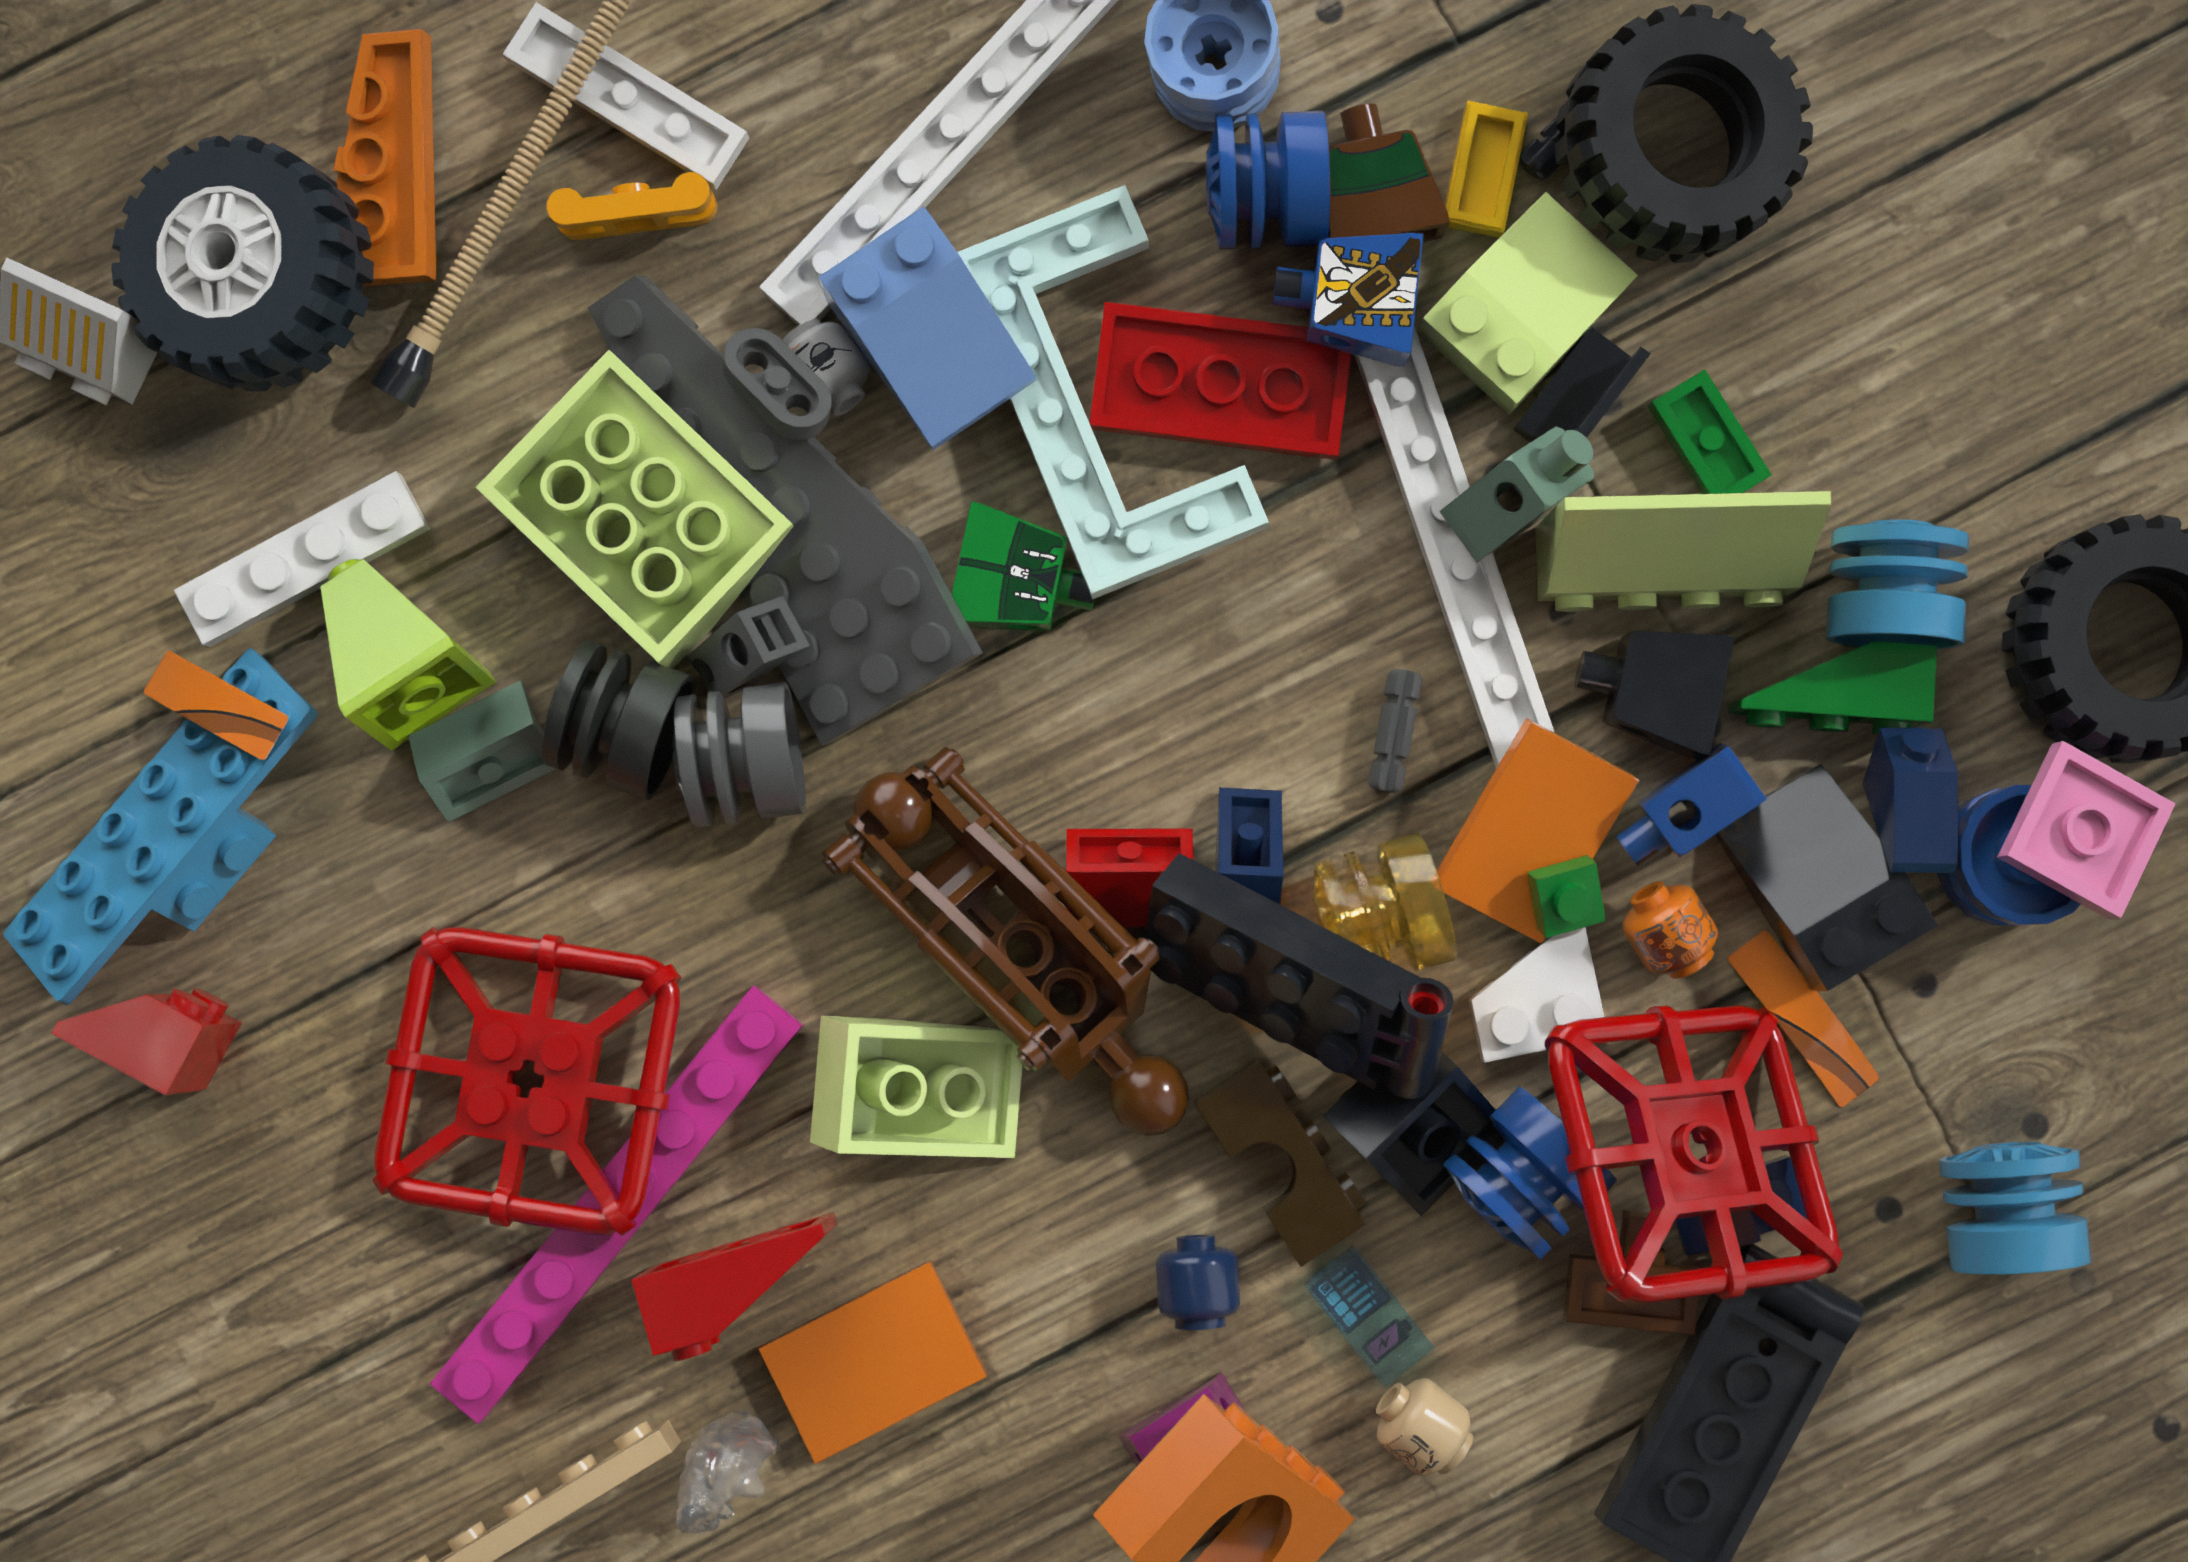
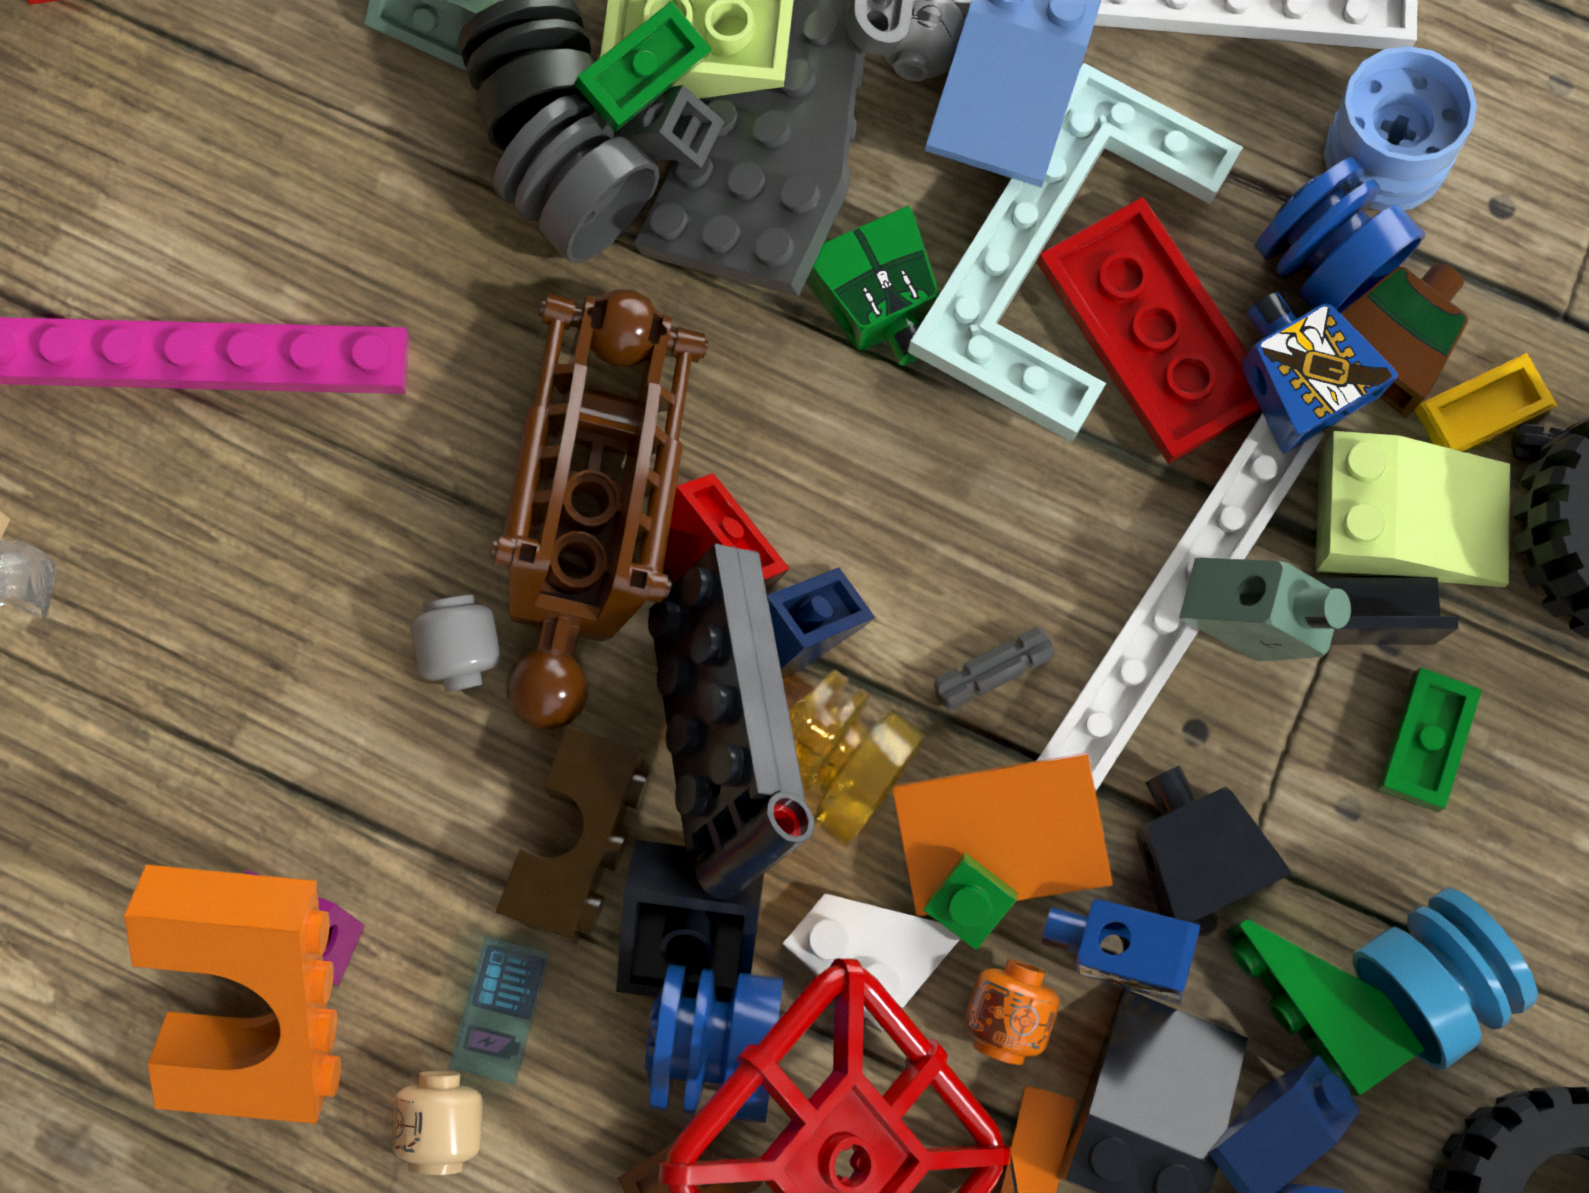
camera: 45 degrees right, 10 degrees down
(551, 1115) = (187, 248): red plate -> none
(699, 634) = (643, 66): none -> green plate
(701, 1294) = (127, 458): red slope -> none
(872, 1361) = (170, 638): orange tile -> none
(915, 1089) = (414, 505): yellowish green slope -> none
(1055, 1139) = (455, 642): none -> light grey head
(1198, 1283) = (421, 844): dark blue head -> none
(1678, 548) = (1328, 767): yellowish green slope -> none

